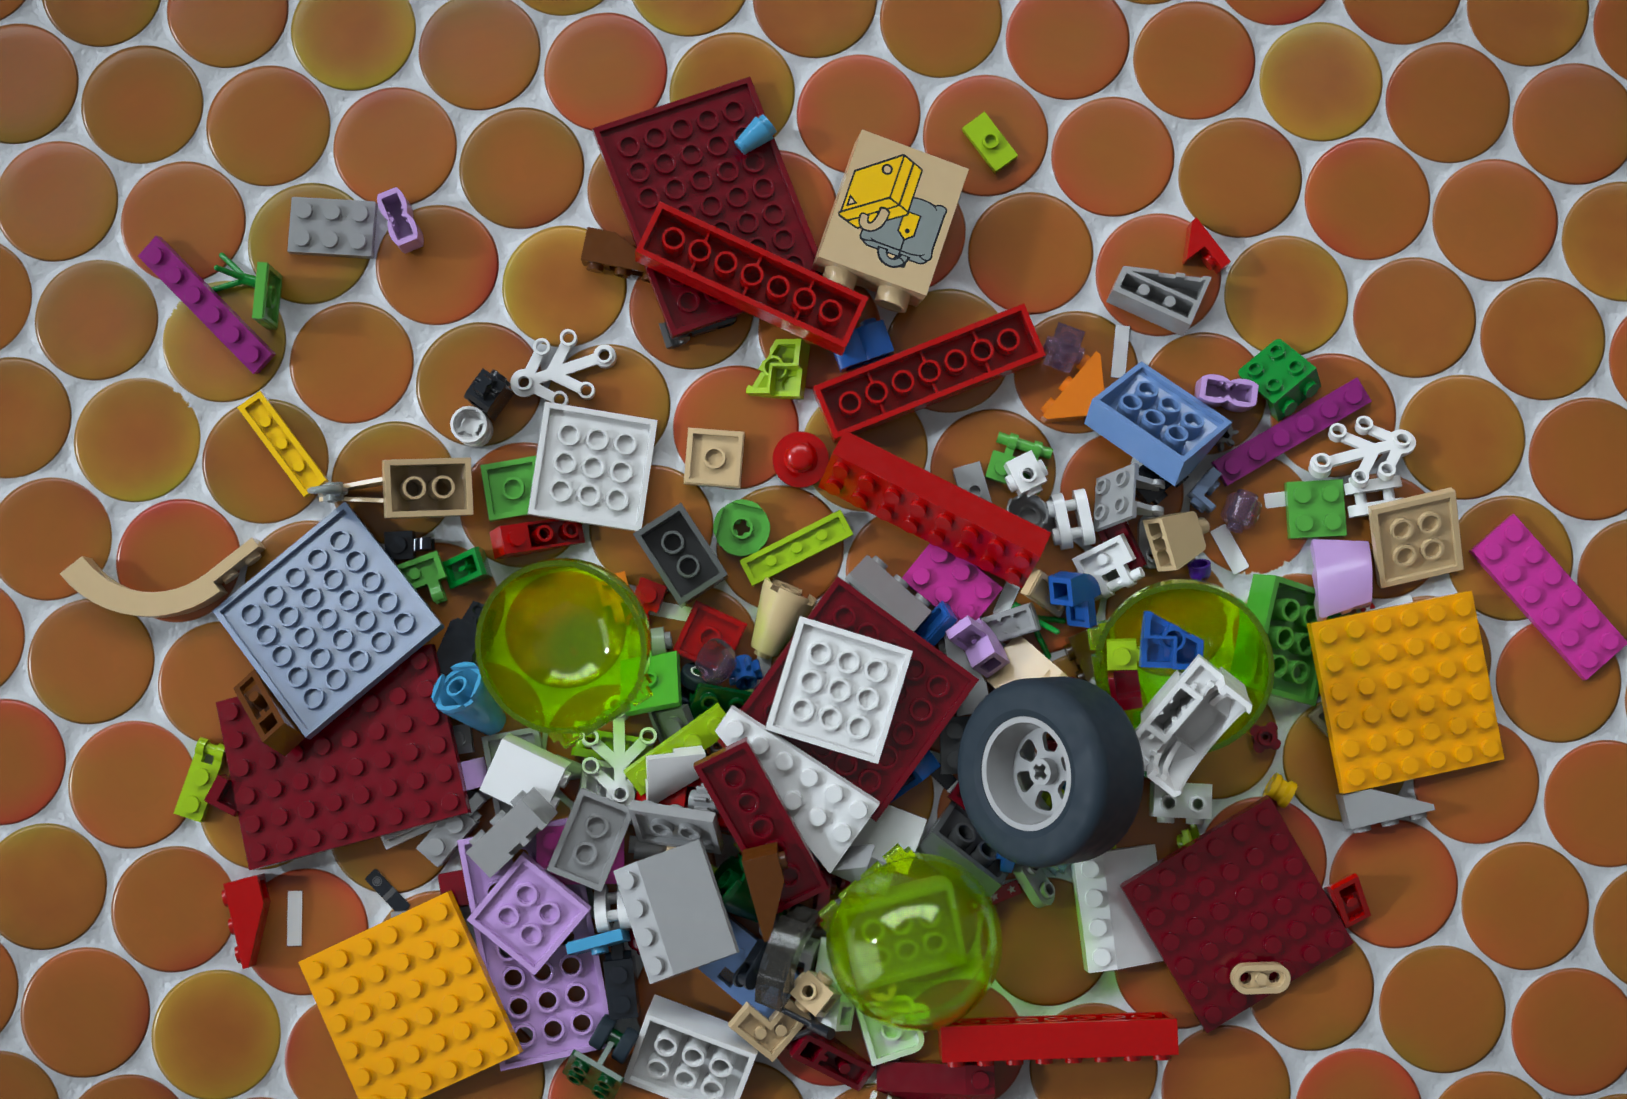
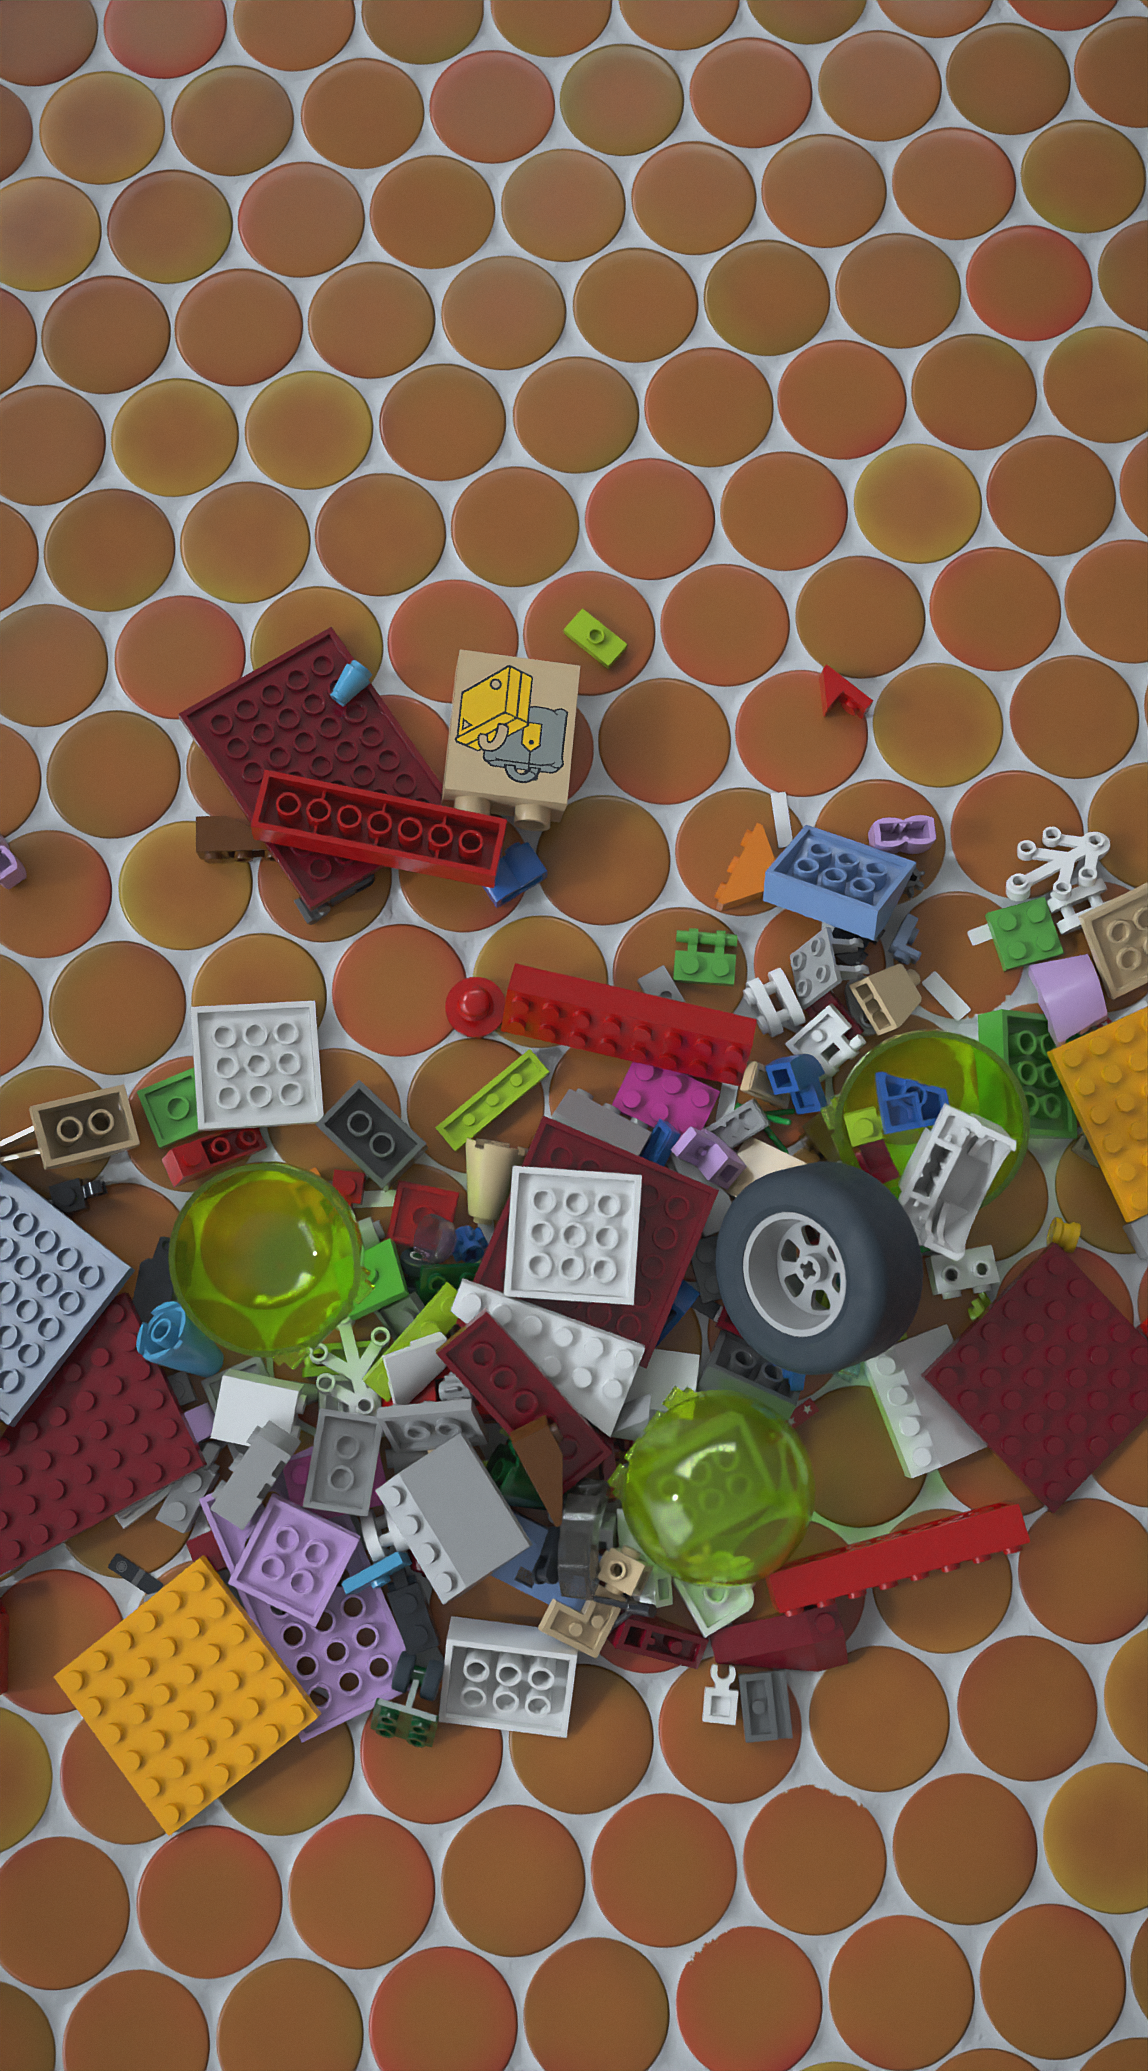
camera: 15 degrees left, 5 degrees down
(294, 918) = (39, 1629): white sticker -> none
(427, 571) = (102, 1218): bright green plate -> none
(467, 568) = (146, 1203): green slope -> none
(471, 426) = (118, 1052): white wheel -> none
(489, 393) = (129, 1012): black hinge -> none
(558, 371) = (199, 974): white plant -> none
(714, 458) = (384, 1026): tan plate -> none
(755, 519) = (418, 1080): bright green plate -> none
(783, 371) = (436, 919): lime slope -> none
(929, 373) = (589, 885): red brick -> none
(1025, 464) = (715, 955): white brick -> none
(1029, 508) = (728, 1000): light grey hair -> none
(1035, 885) = (830, 1396): light grey plate -> none
(1064, 348) = (723, 834): clear purple brick -> none
(1159, 297) = (808, 754): light grey wedge -> none
(1199, 569) = (920, 1021): dark purple hinge -> none
(1241, 511) = (948, 953): clear purple head -> none
(1257, 737) = (1024, 1181): dark red plate -> none
(1258, 978) = (1092, 1439): tan plate -> none
(1282, 378) = (957, 806): green bracket -> none
(1291, 431) = (979, 860): magenta plate -> none

